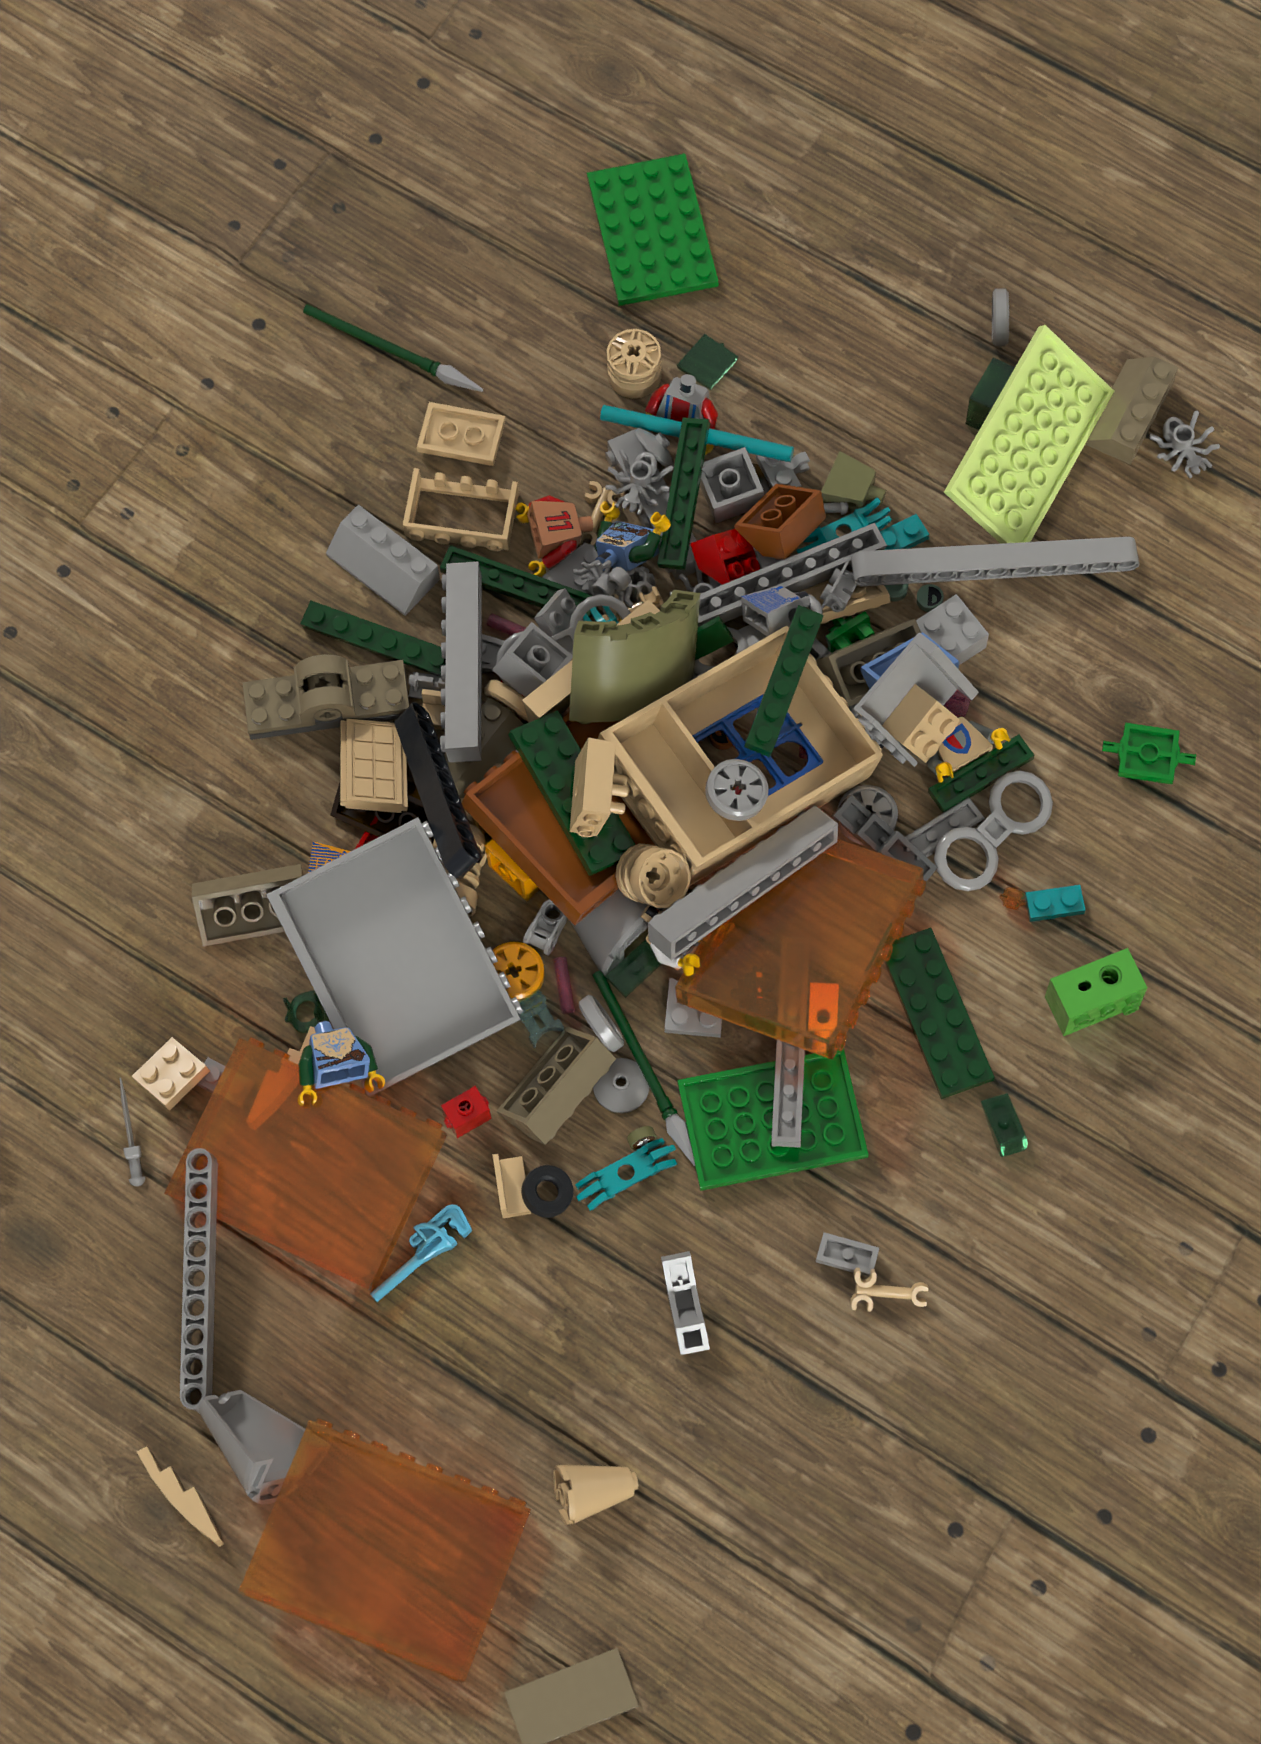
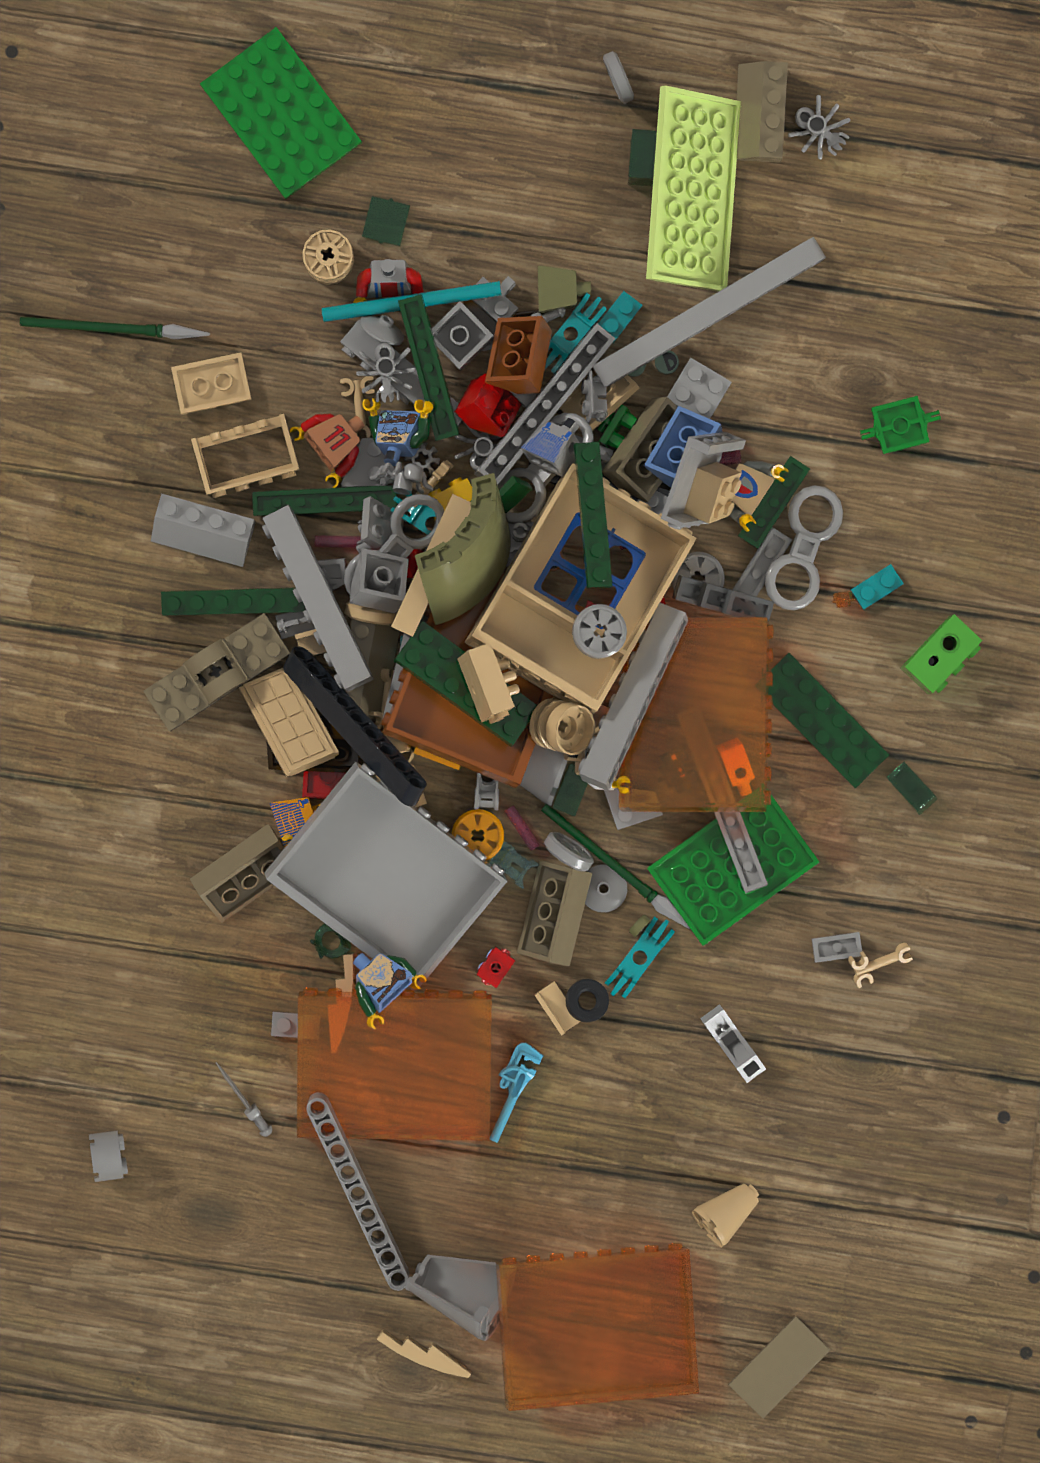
camera: 30 degrees left, 20 degrees up
(170, 1073) = (251, 1039): tan plate -> none

